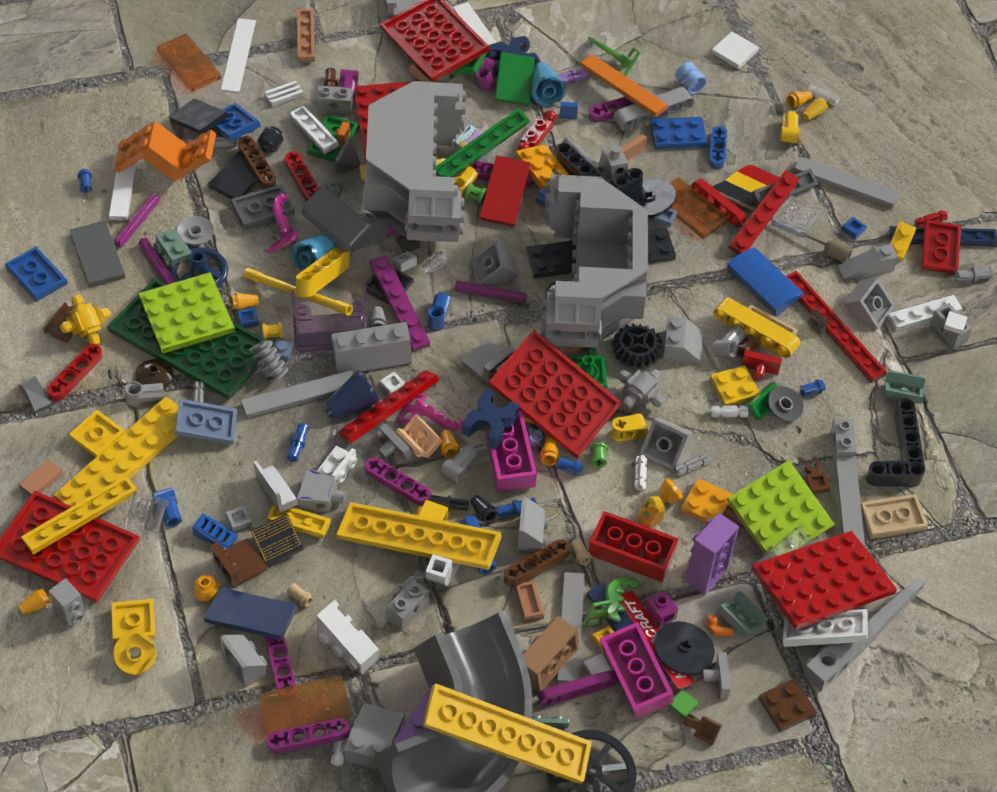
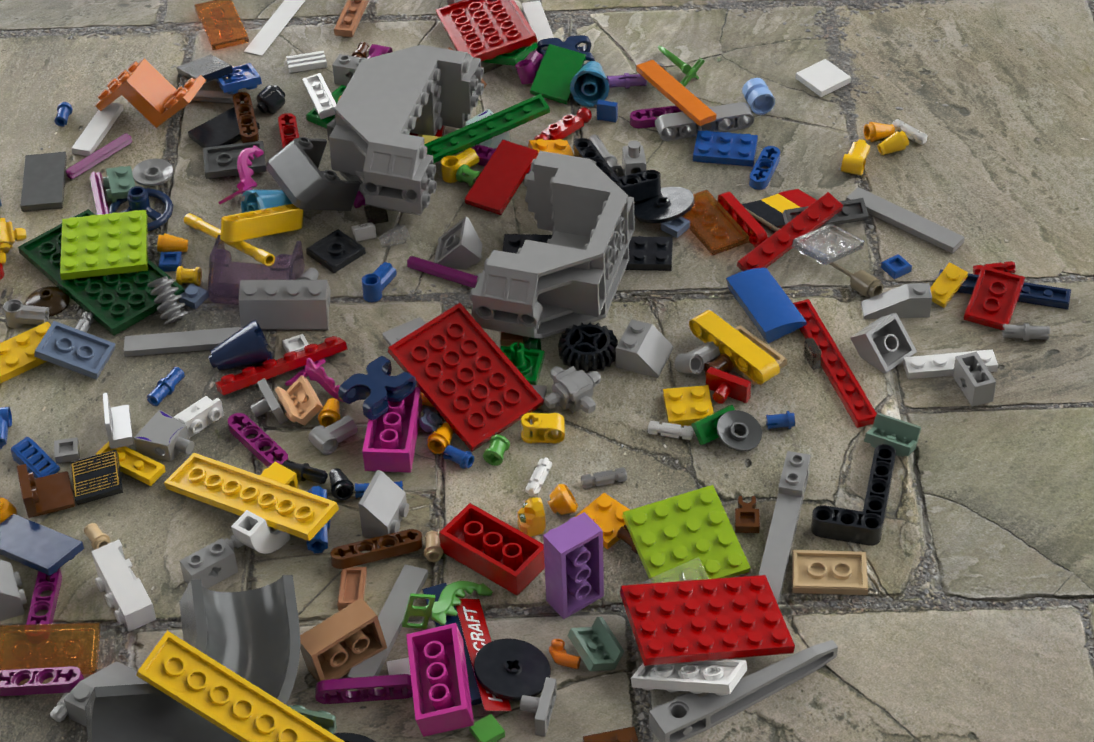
camera: 20 degrees right, 10 degrees down
(399, 301) = (338, 268): magenta plate -> none
(634, 147) = (663, 156): nougat tile -> none
(661, 608) = (502, 620): magenta brick -> none
(666, 443) = (580, 449): light grey slope -> none
(955, 322) = (975, 371): white tile -> none

